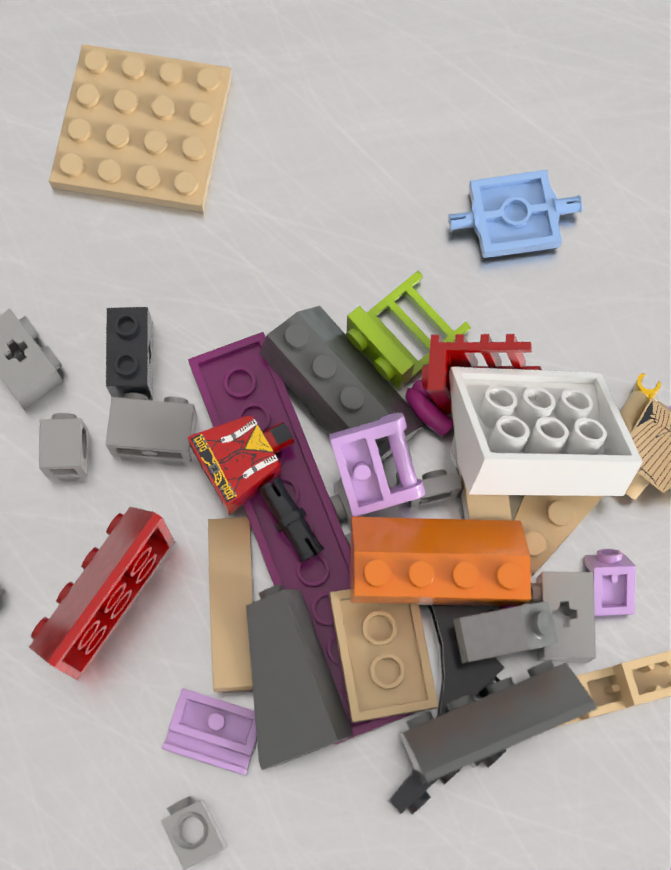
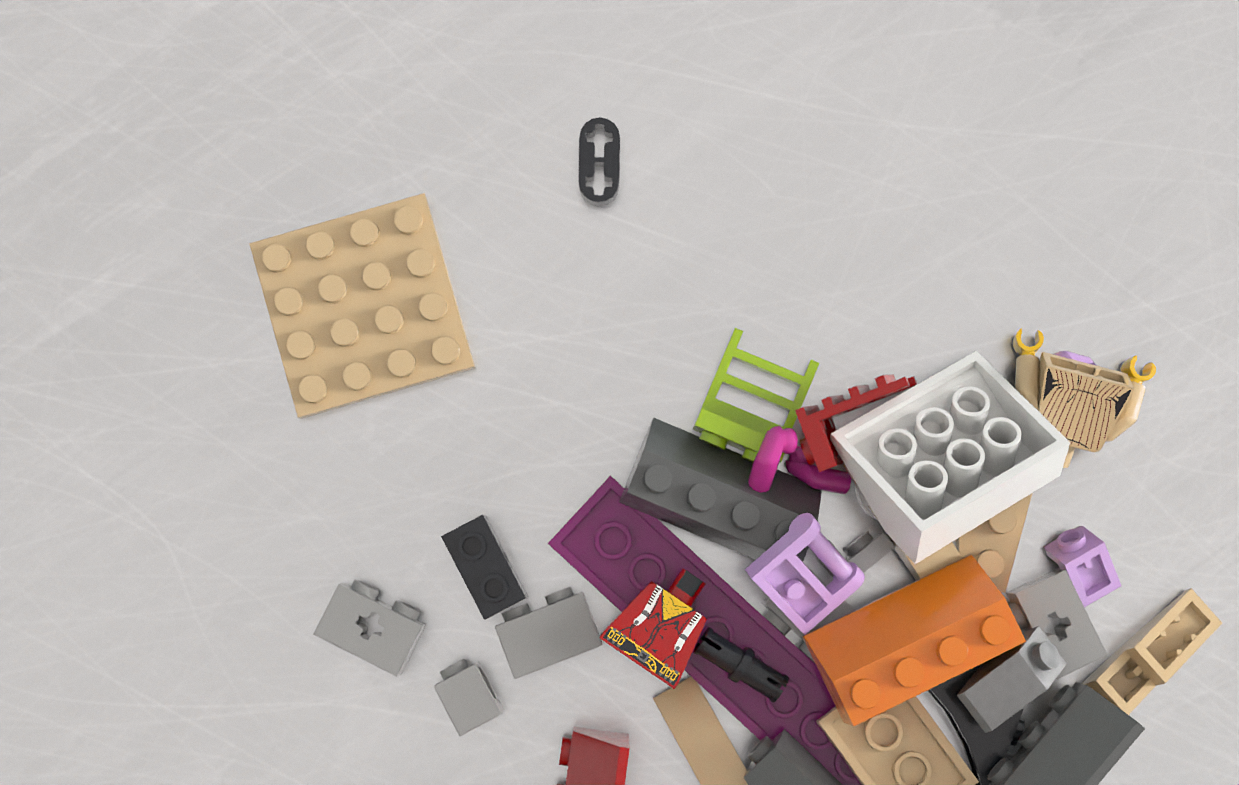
camera: 25 degrees left, 10 degrees up
(381, 110) = (588, 161): none -> black beam
(389, 365) = (768, 457): none -> dark pink arm
(515, 213) = (806, 214): light blue plate -> none

